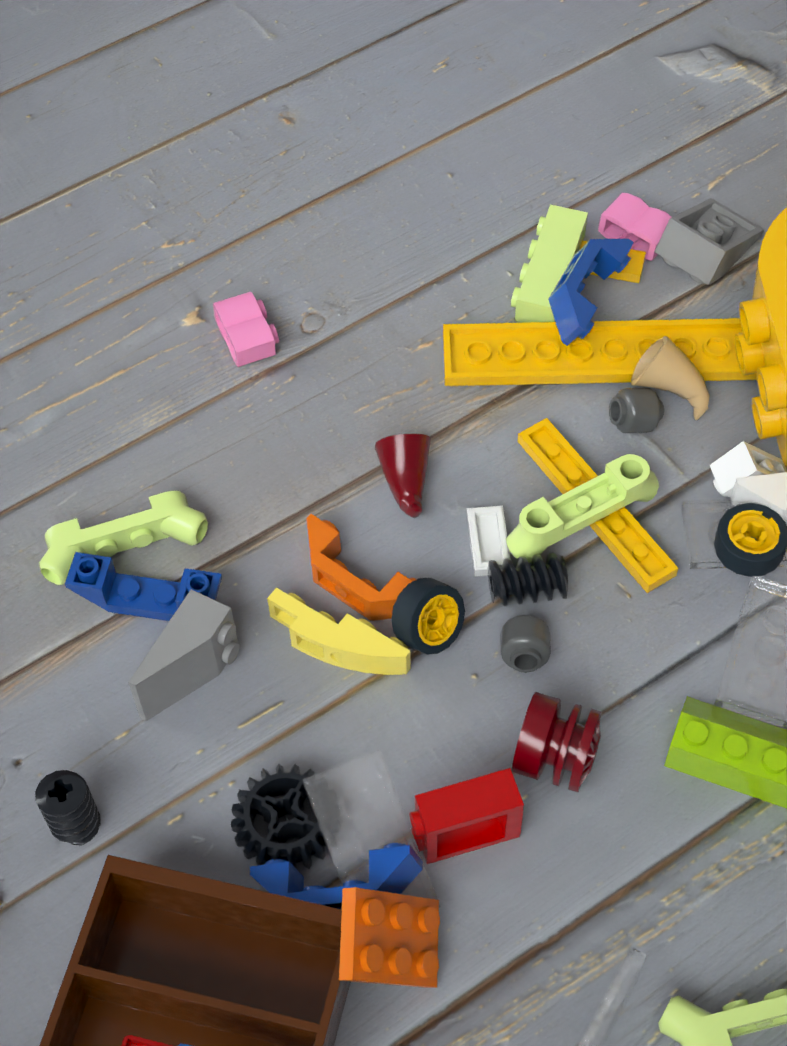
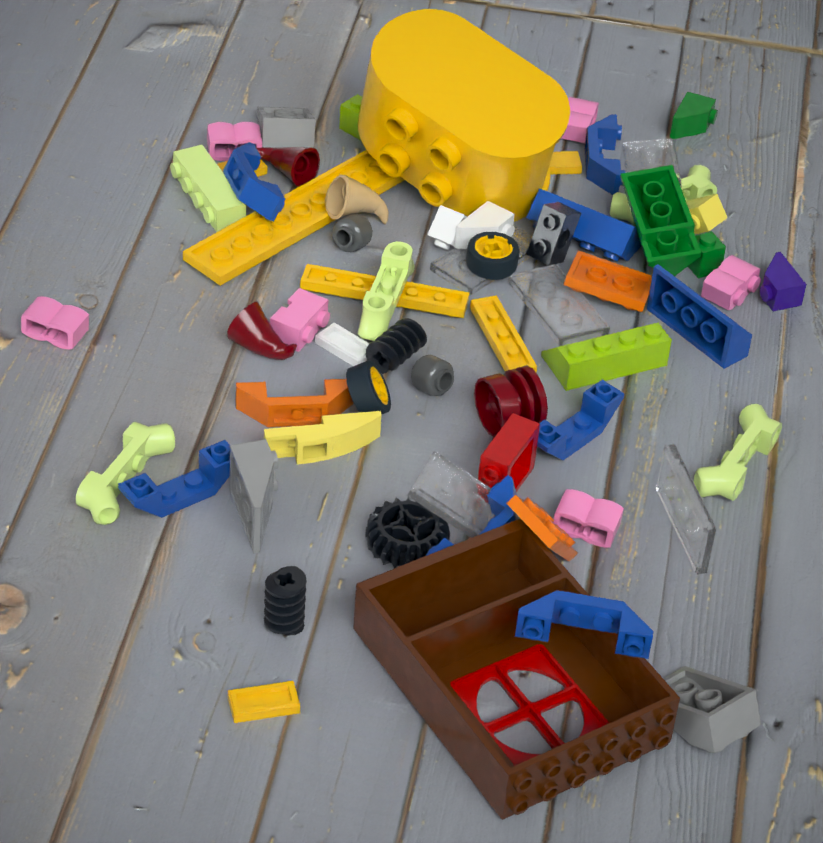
camera: 50 degrees left, 15 degrees down
(467, 480) = (301, 319): none -> bright pink brick
(490, 953) = (588, 518): none -> bright pink brick
(605, 829) = (596, 411): none -> blue slope
(658, 650) = (501, 333): none -> yellow plate
(668, 291) = (296, 163): none -> dark red hat

